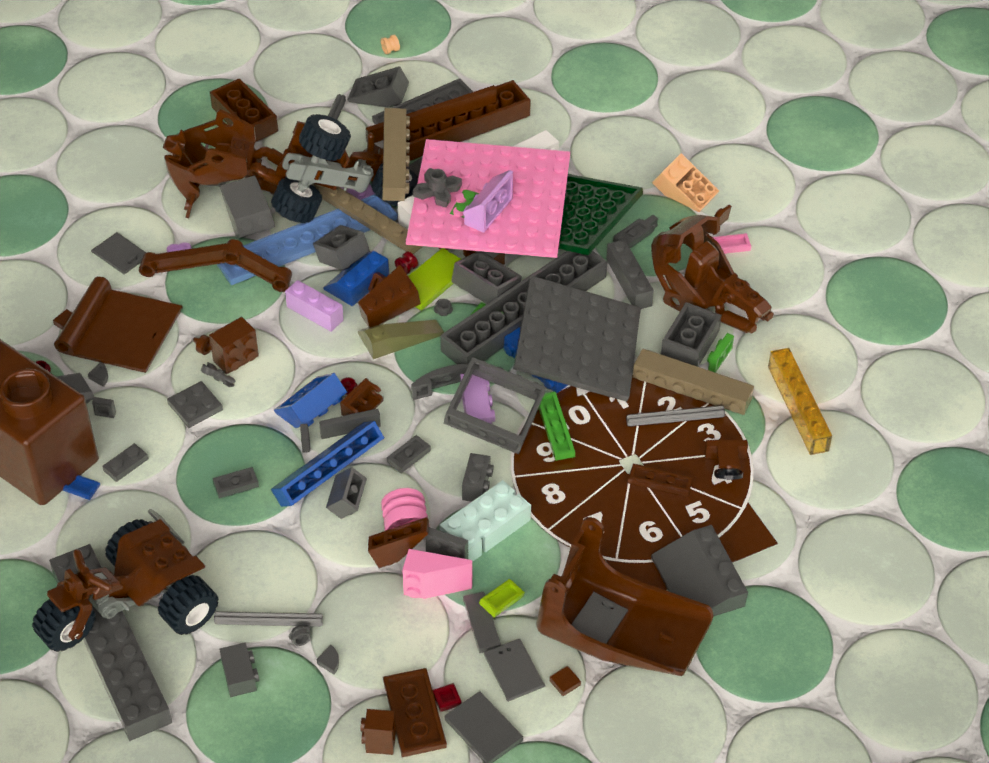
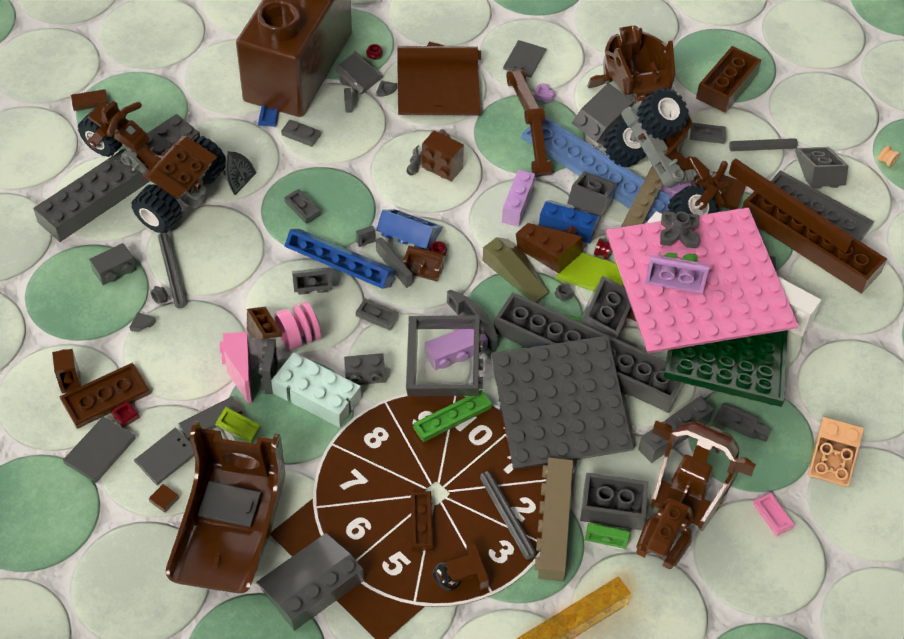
camera: 70 degrees right, 5 degrees up
(195, 404) = (378, 156): dark grey plate -> none
(394, 154) = (708, 186): dark tan brick -> none

